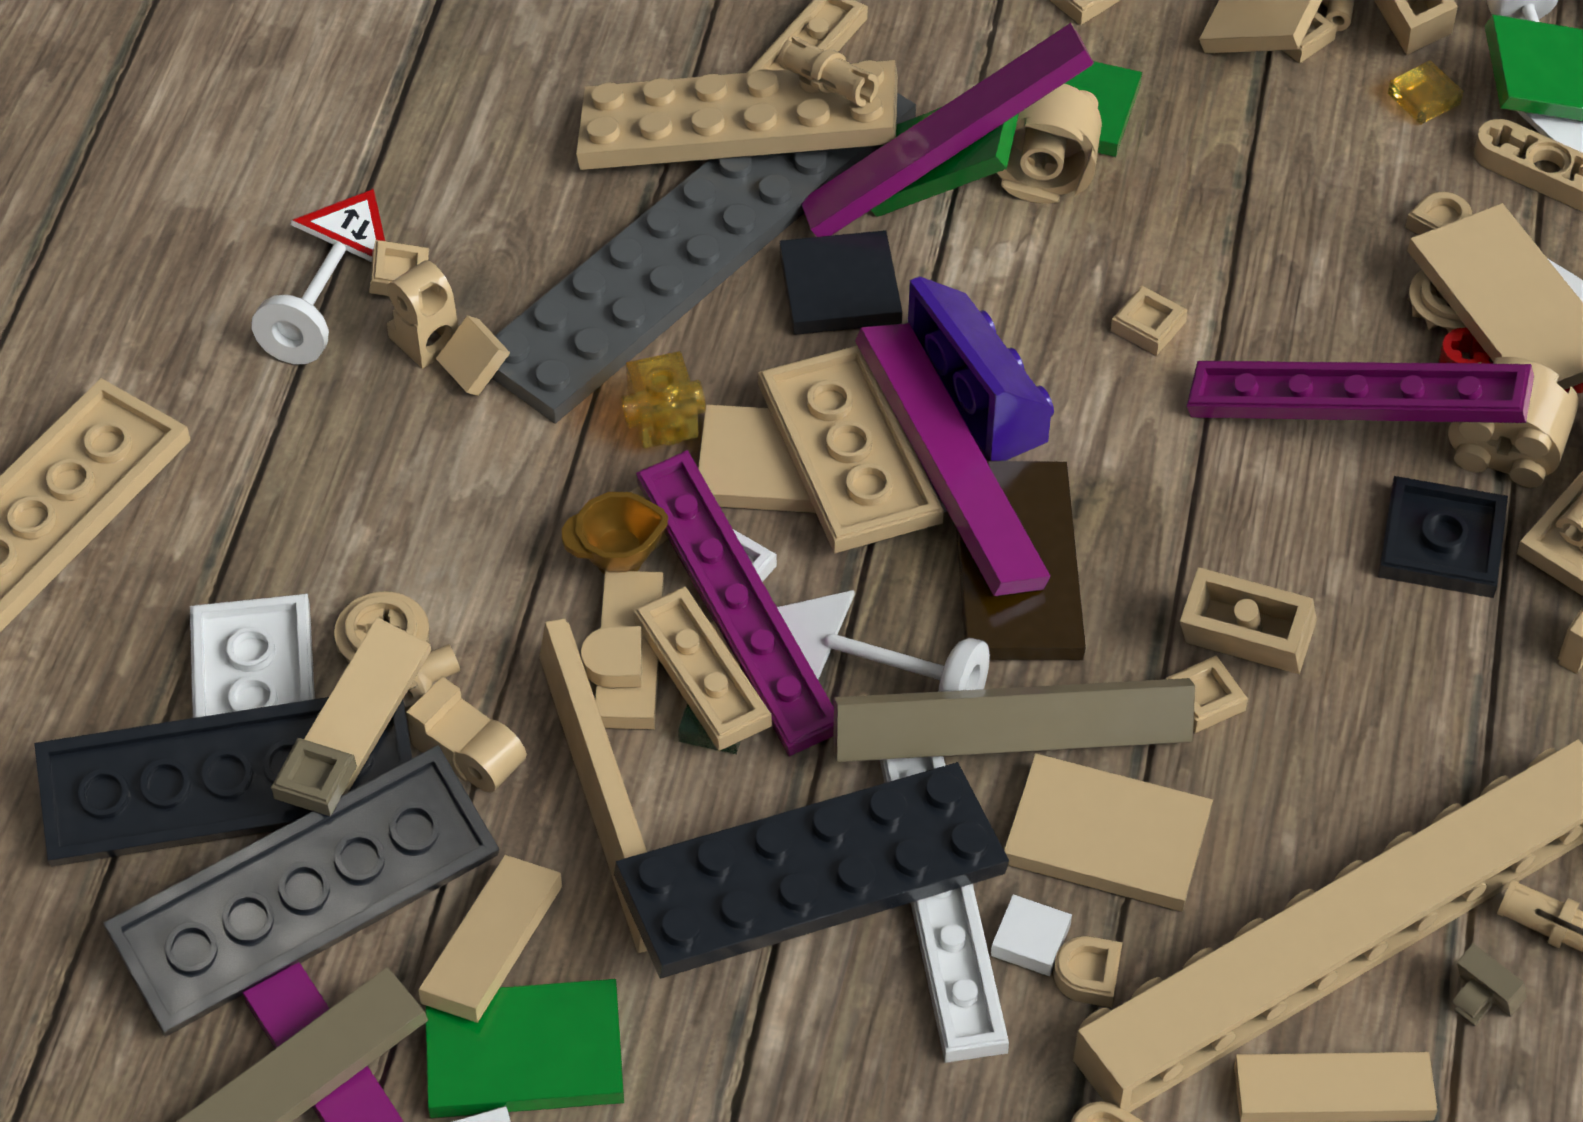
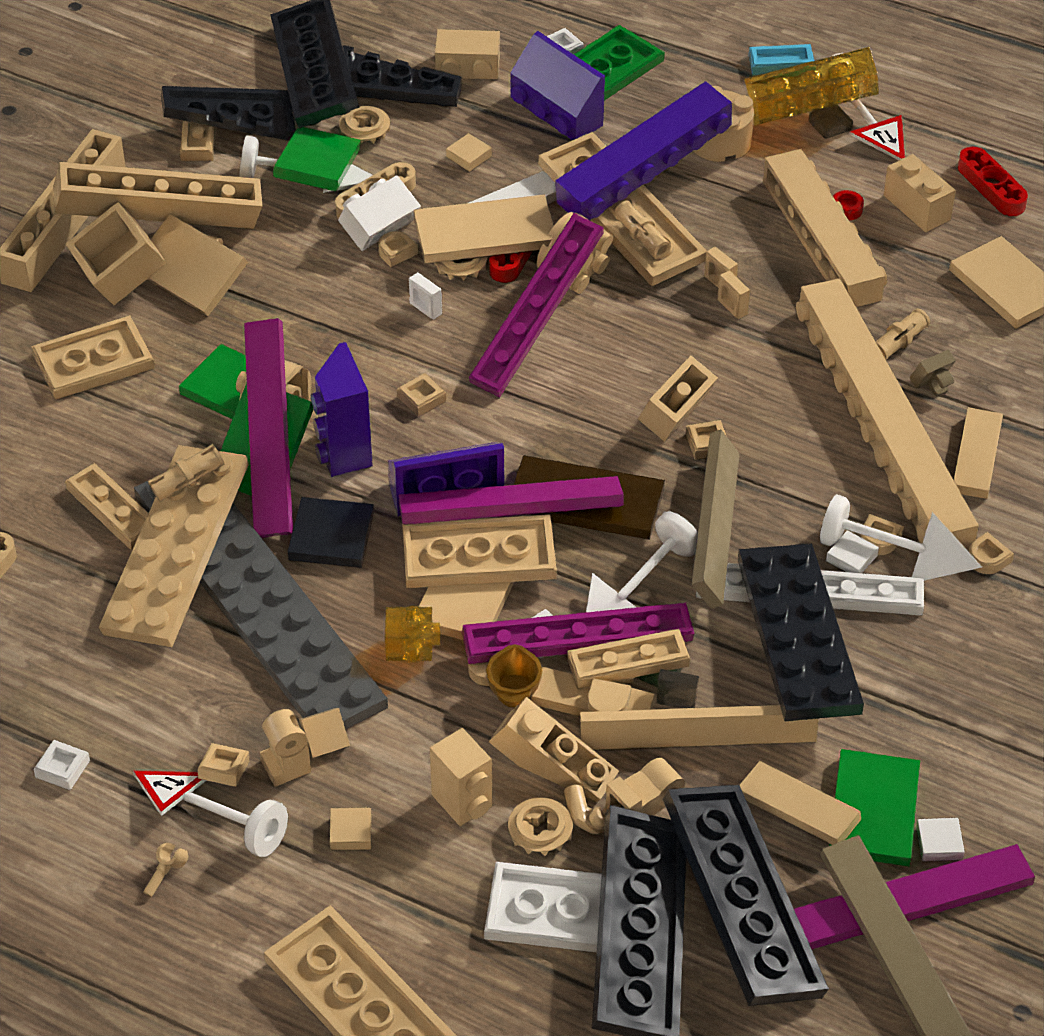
camera: 75 degrees left, 5 degrees down
(234, 252) = (163, 856): none -> tan hand
(314, 777) = (678, 856): dark tan tile -> none
(330, 427) = (350, 828): none -> tan tile
(362, 118) = (61, 765): none -> white tile
(369, 692) = (627, 828): tan tile -> none
(411, 506) = (461, 777): none -> tan brick
(507, 615) = (551, 751): none -> tan slope
(663, 741) = (677, 689): none -> clear smoke tile
(1018, 207) = (342, 414): none -> dark purple slope
(1050, 1046) = (938, 554): none -> white piece
(1108, 832) = (790, 503): tan tile -> none
(1341, 269) = (425, 296): none -> white tile
(1425, 92) = (293, 226): clear yellow tile -> none
(1443, 536) = (629, 312): black tile -> none
(1485, 166) = (377, 212): none -> white brick
(1536, 660) = (733, 294): none -> tan tile

